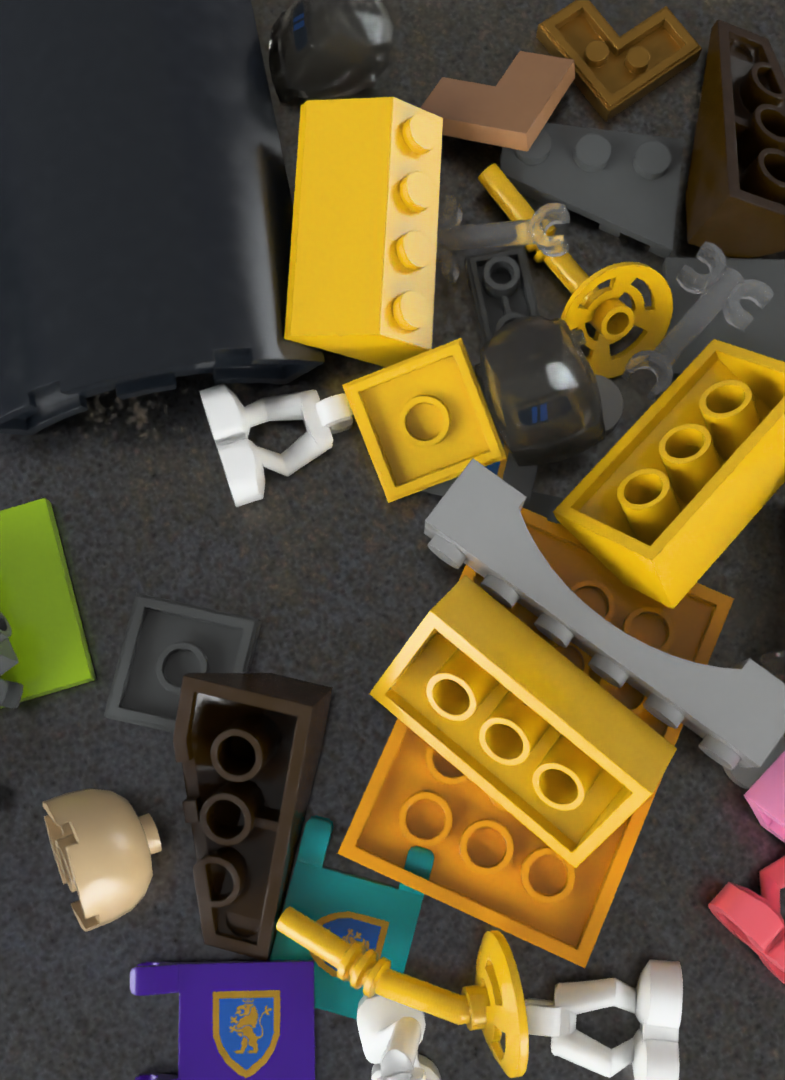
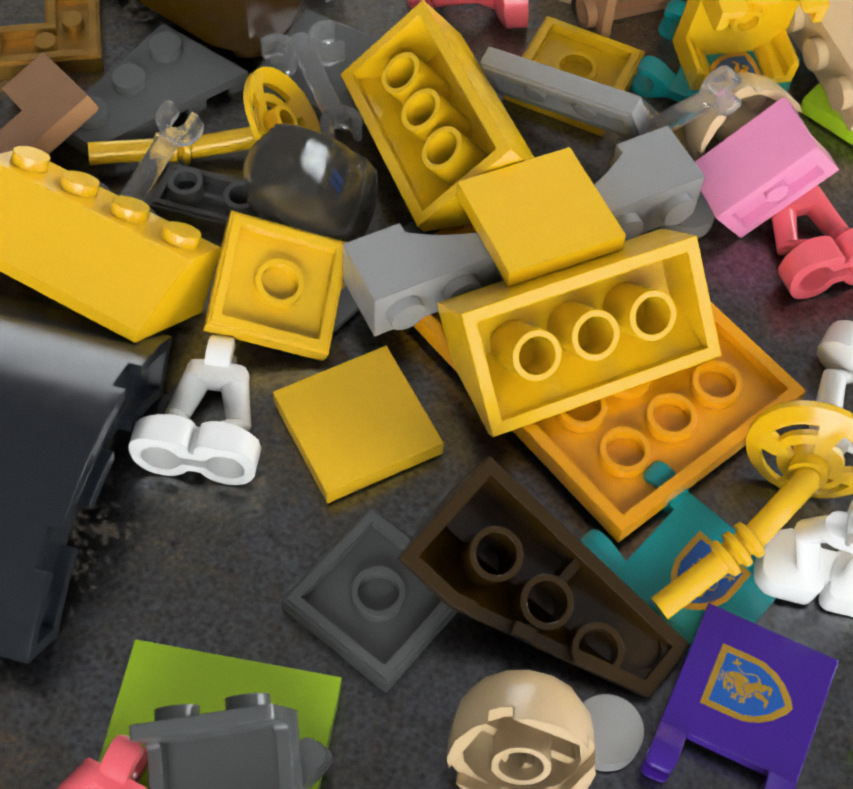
camera: 70 degrees left, 20 degrees down
(154, 922) = (616, 731): none -> light grey tile
(339, 564) = (357, 423): none -> yellow tile
(602, 626) = (540, 216): none -> yellow tile

